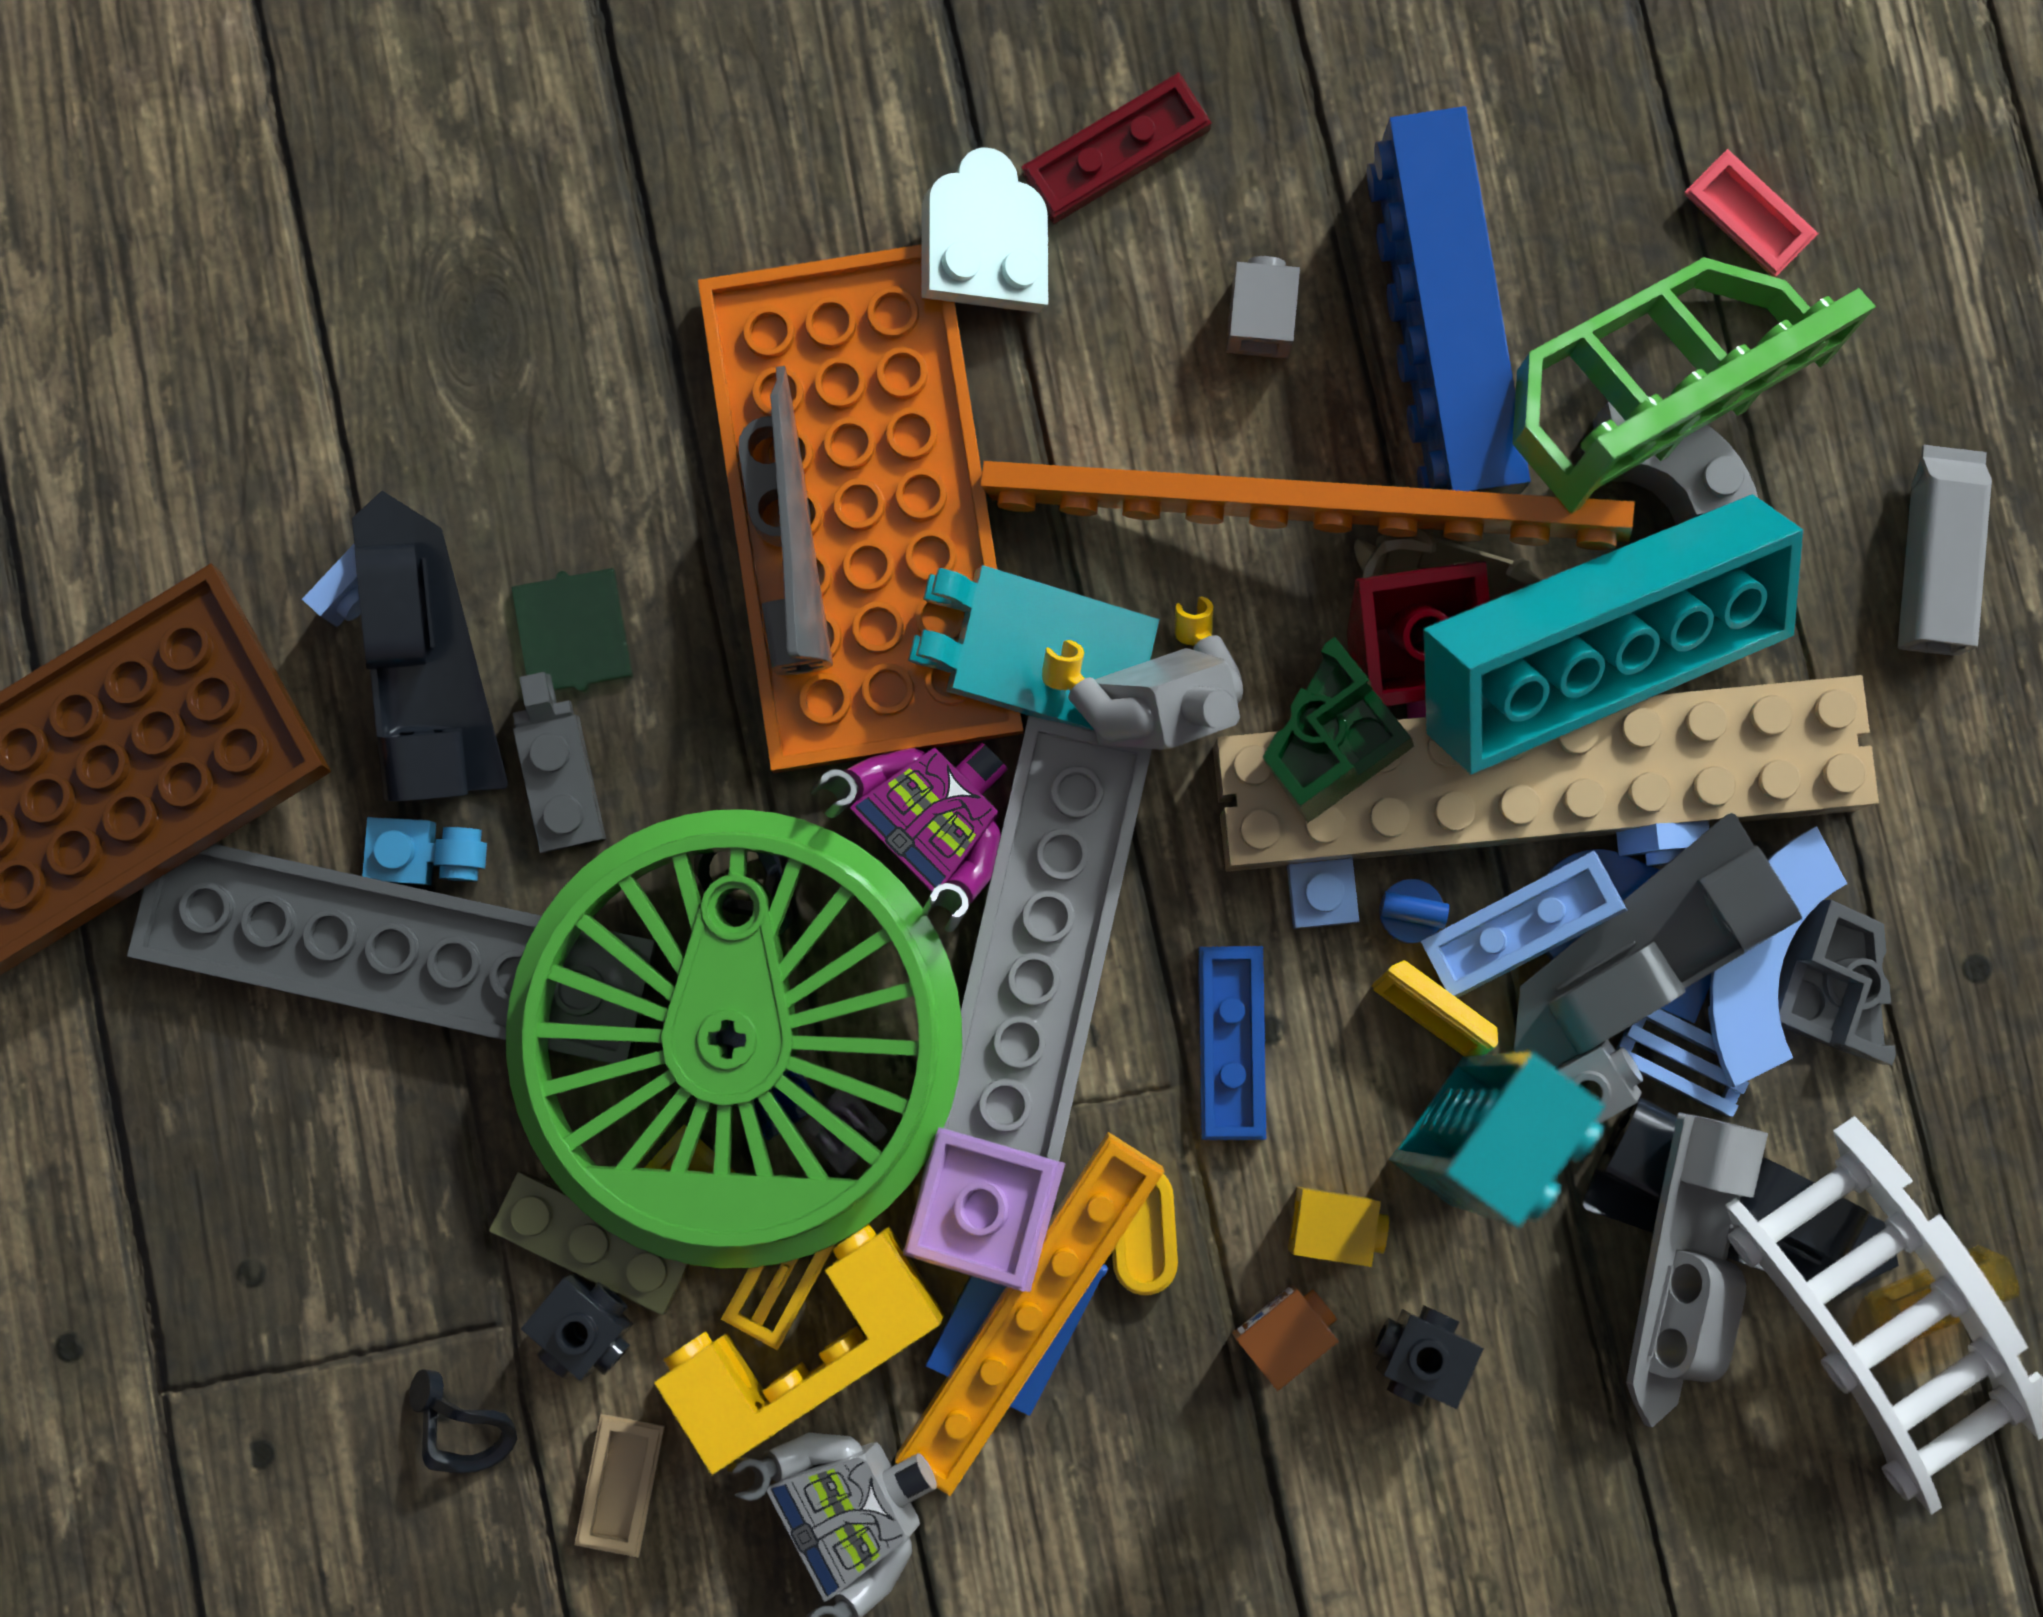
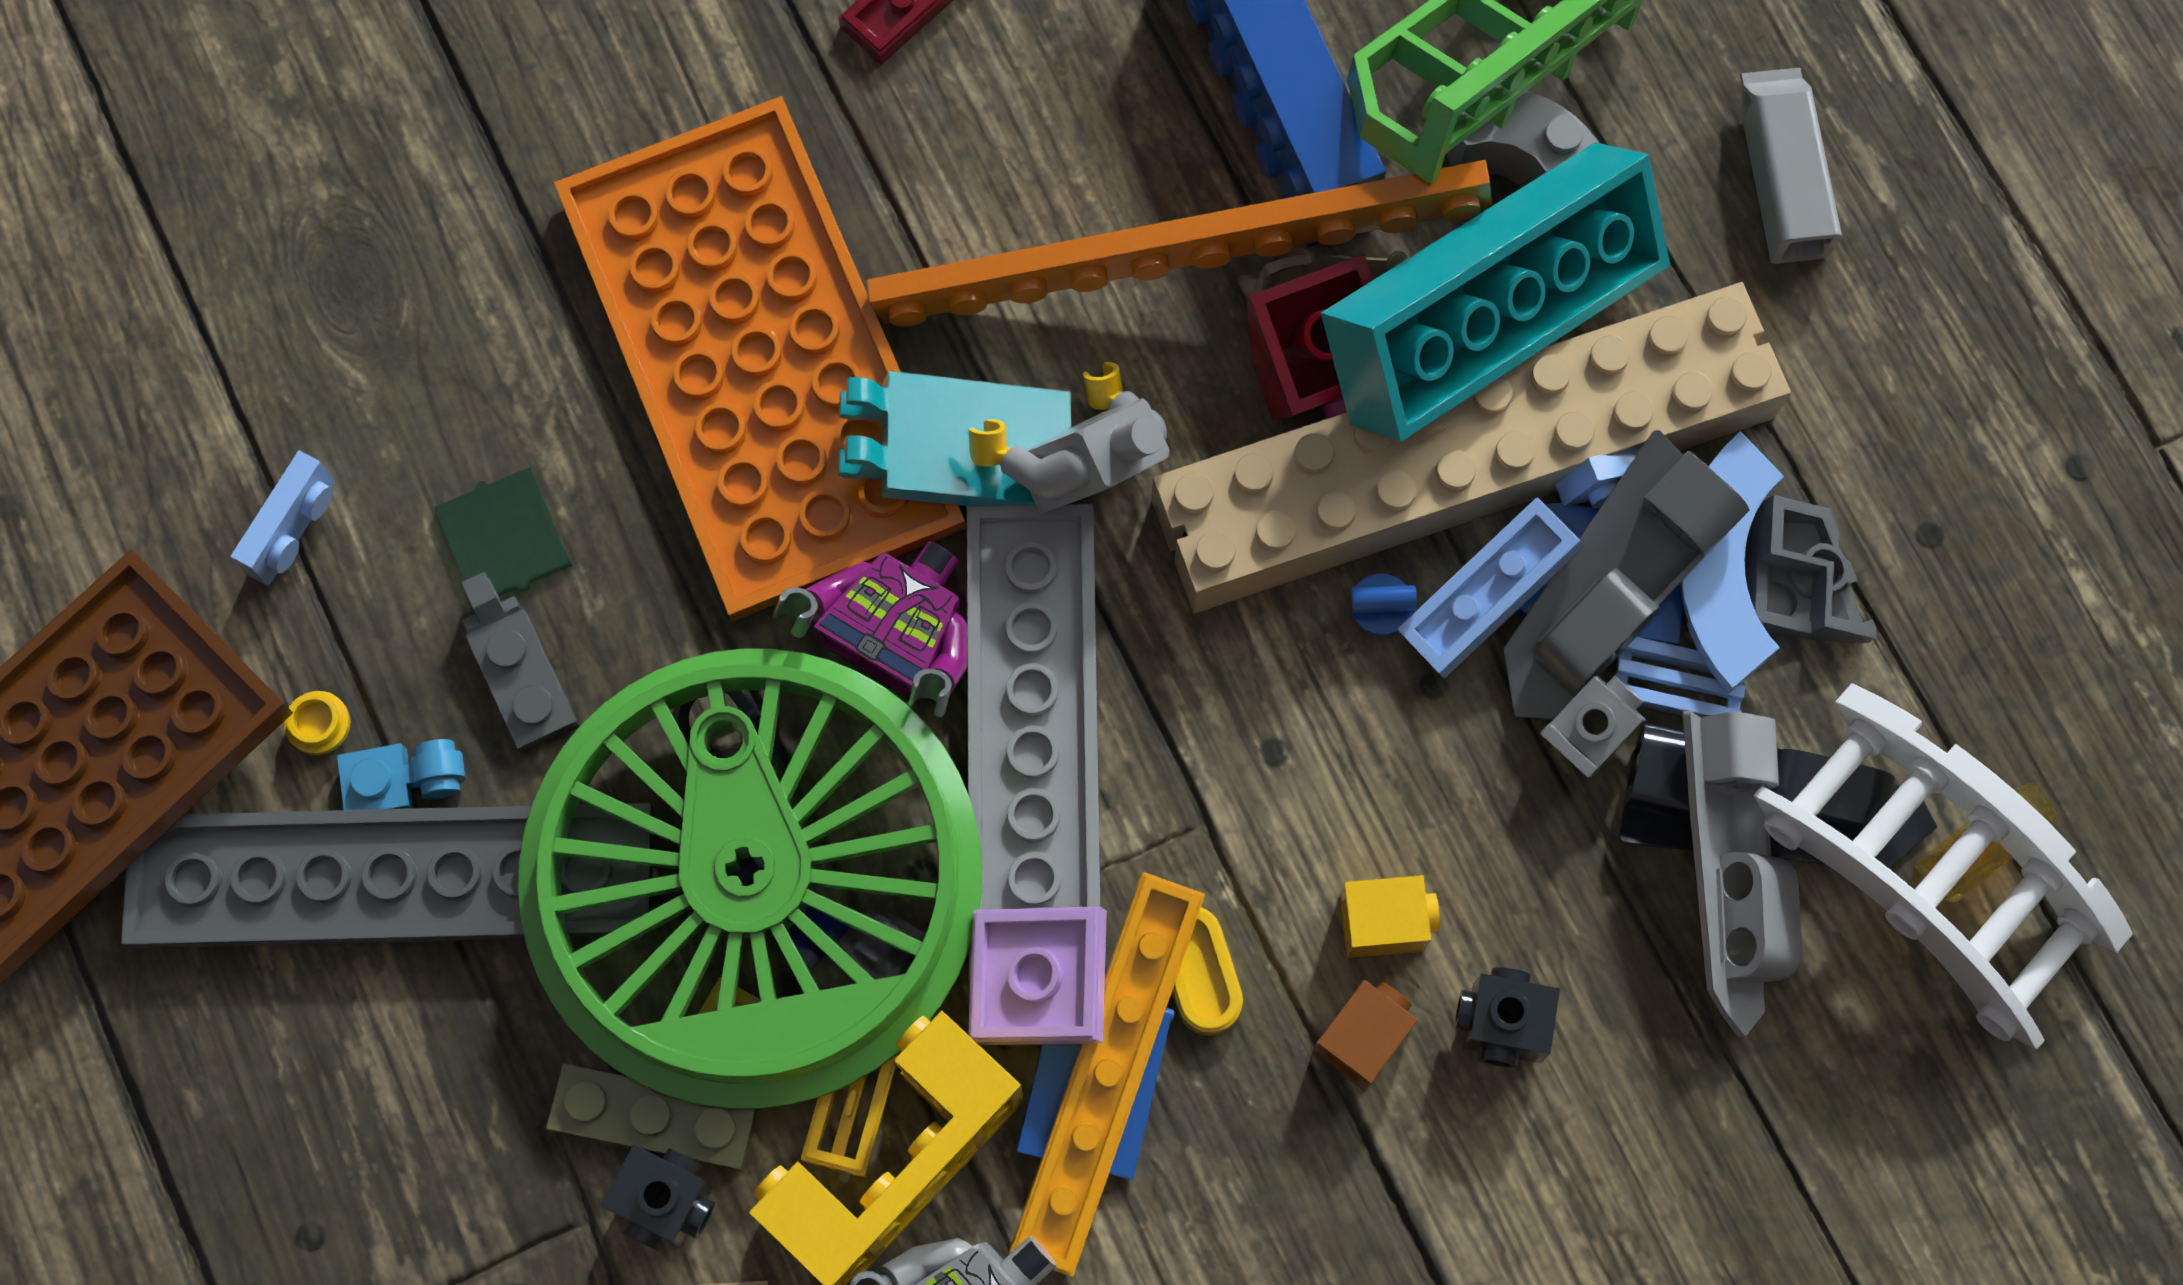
camera: 20 degrees left, 10 degrees down
(354, 779) = (317, 723): none -> yellow plate
(421, 660) = (365, 599): black panel -> none
(798, 623) = (721, 457): dark grey panel -> none
(985, 237) = (819, 85): light aqua plate -> none
(1232, 1043) = (1241, 771): blue tile -> none
(1263, 308) = (1097, 91): light grey brick -> none
(1323, 893) = (1292, 609): light blue plate -> none
(1334, 736) = (1263, 445): dark green slope -> none
(1436, 1010) = (1429, 689): yellow tile -> none
(1500, 1136) = (1516, 752): teal brick -> none

